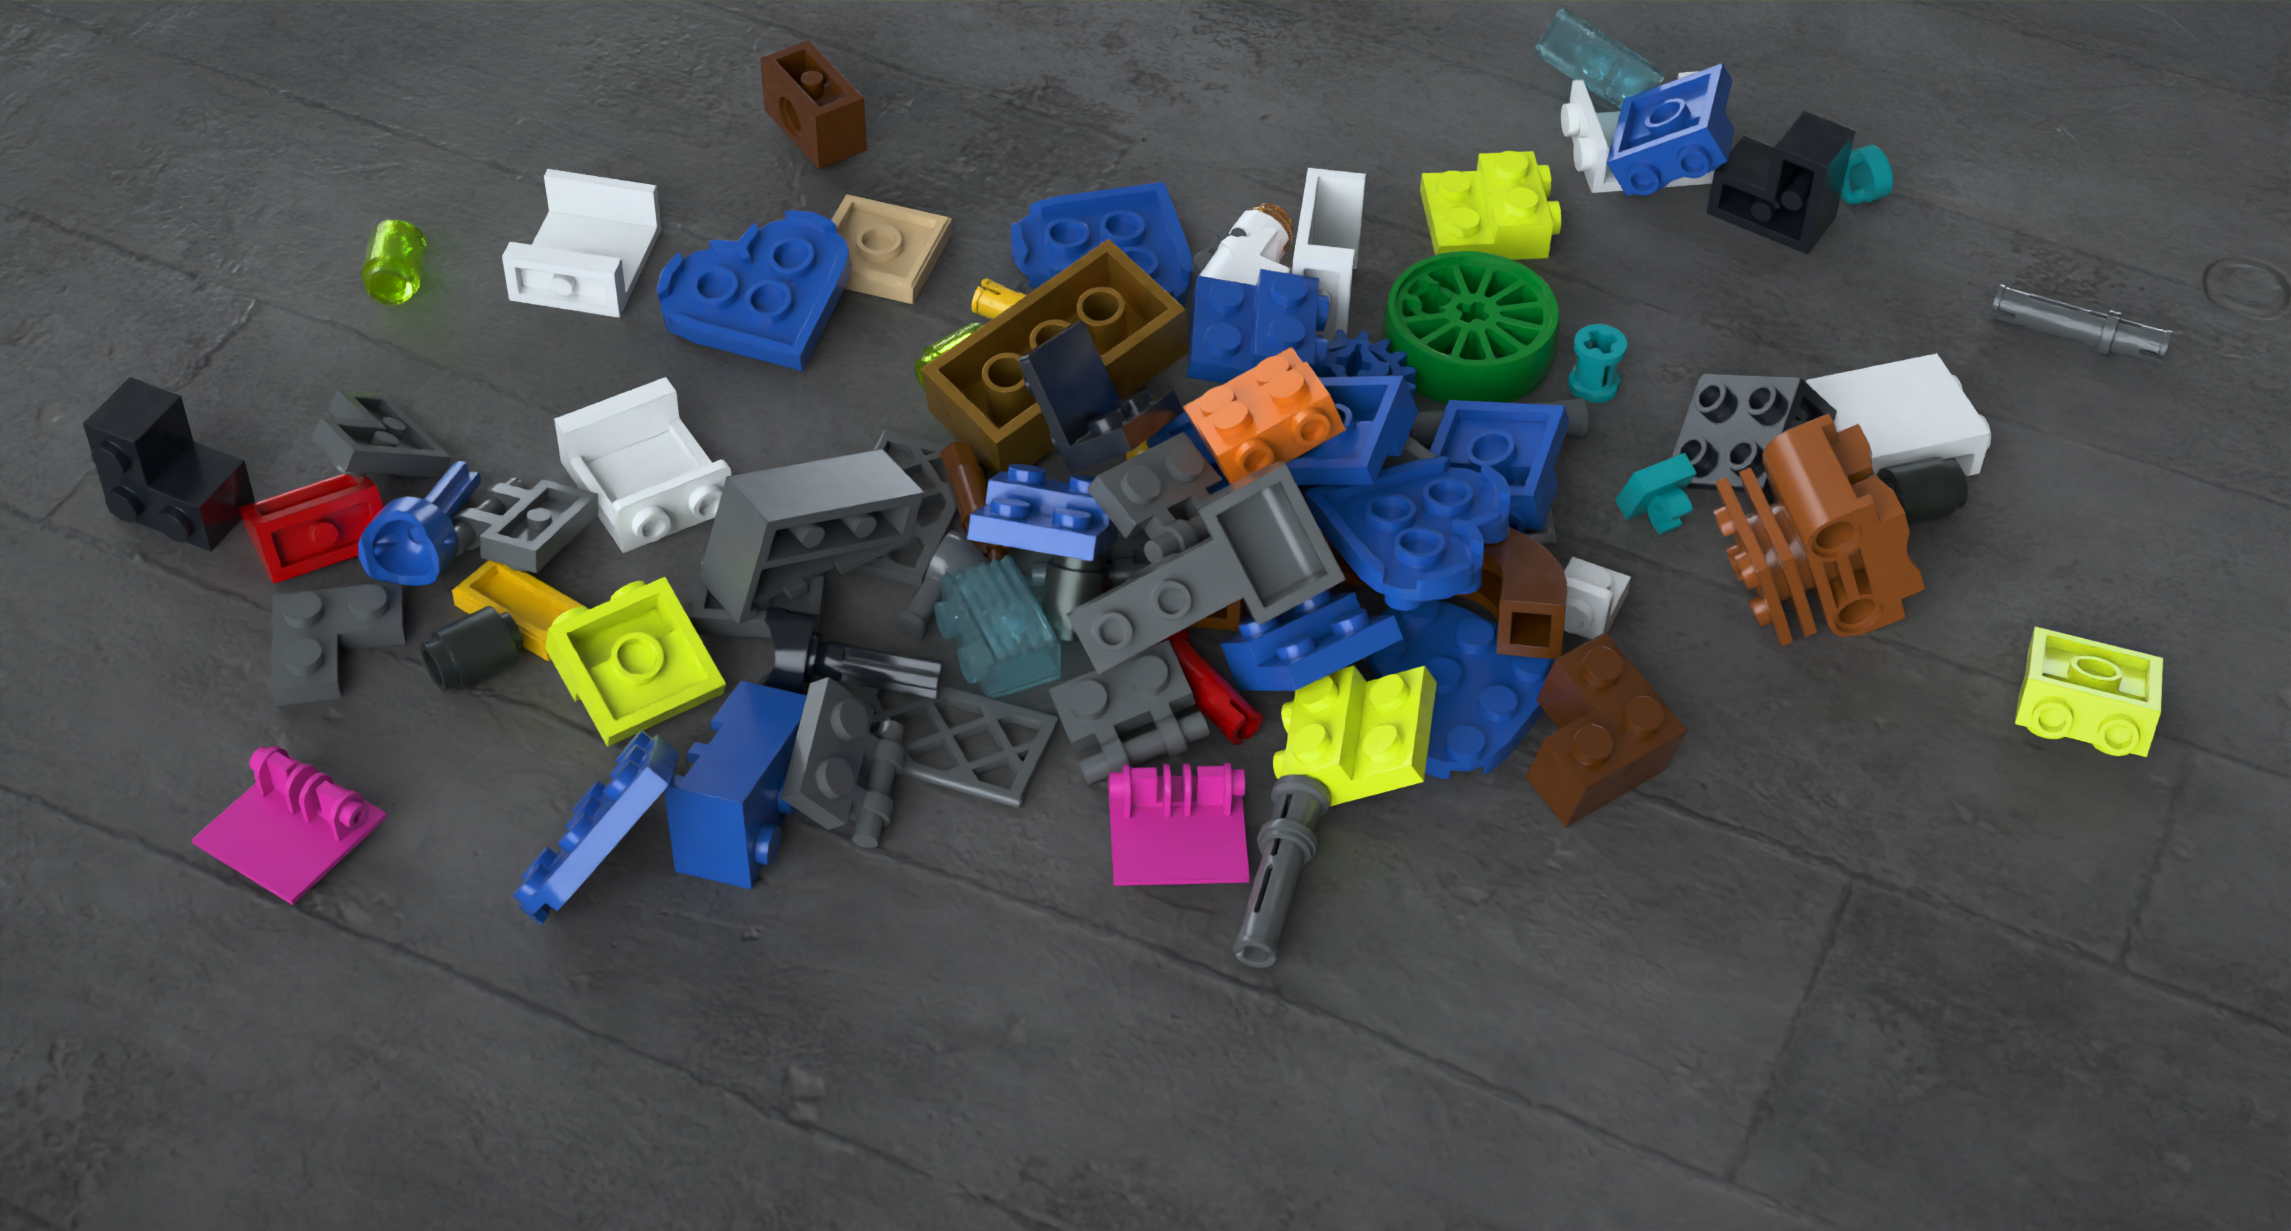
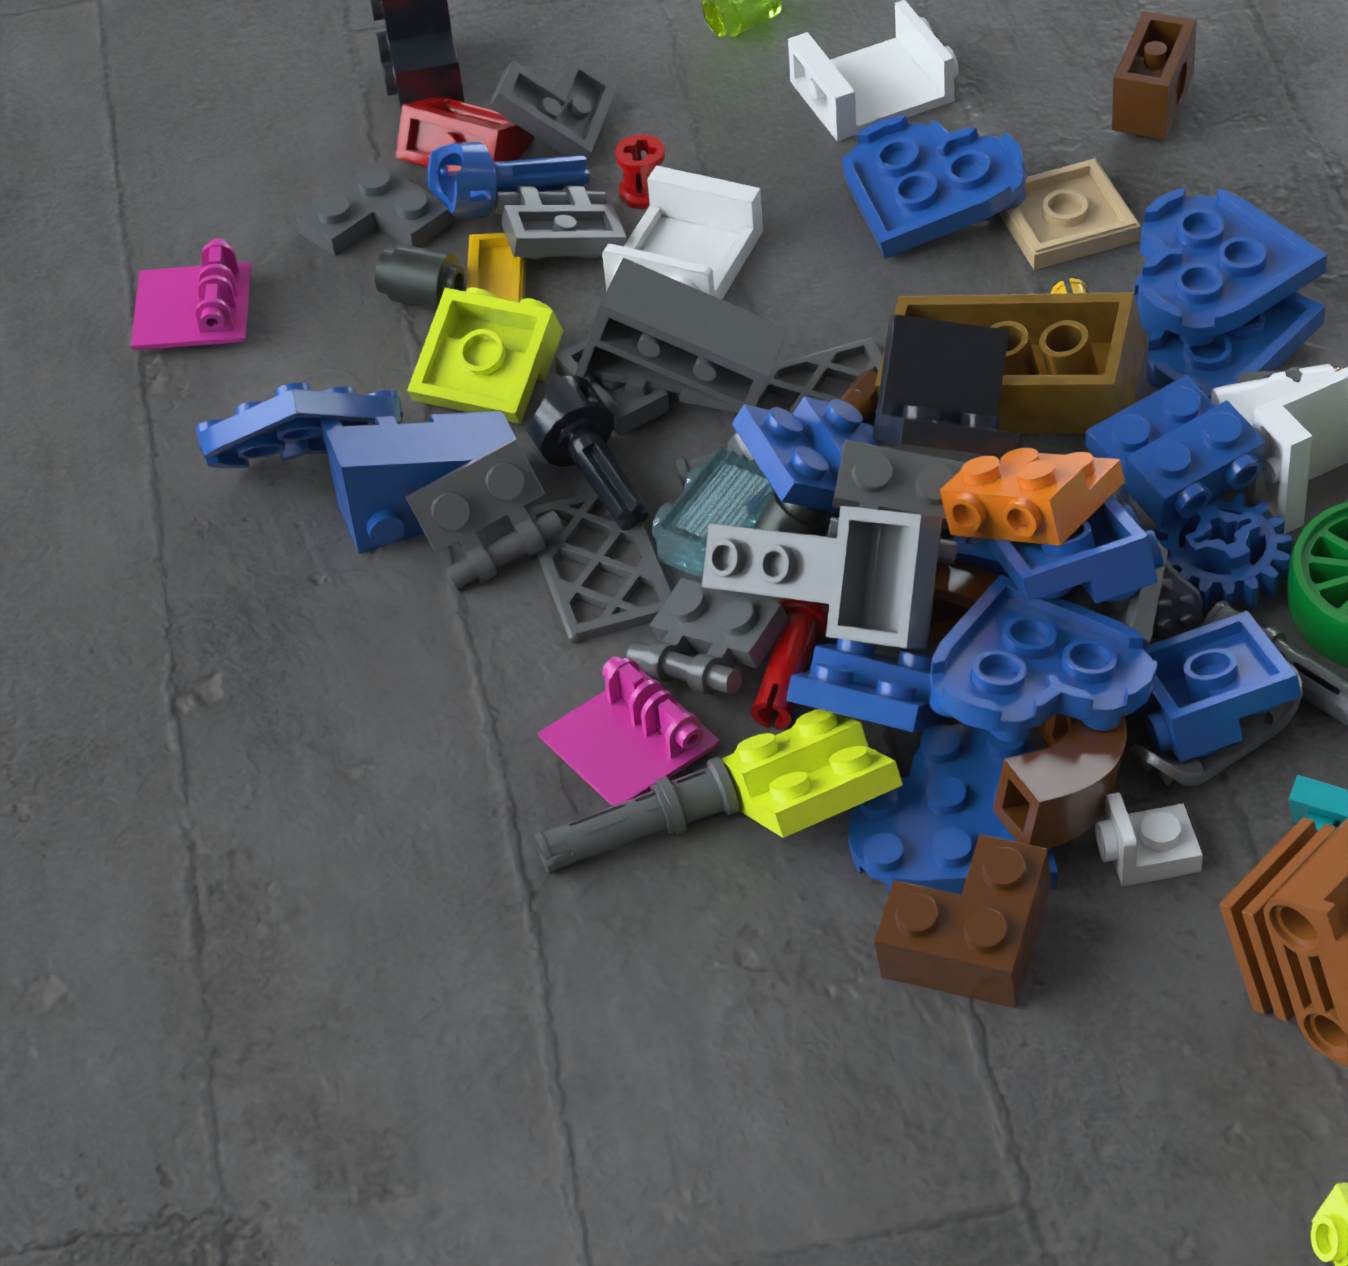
camera: 60 degrees right, 0 degrees up
(524, 439) = (636, 170): none -> red bush
(1064, 196) = (1217, 264): none -> blue plate

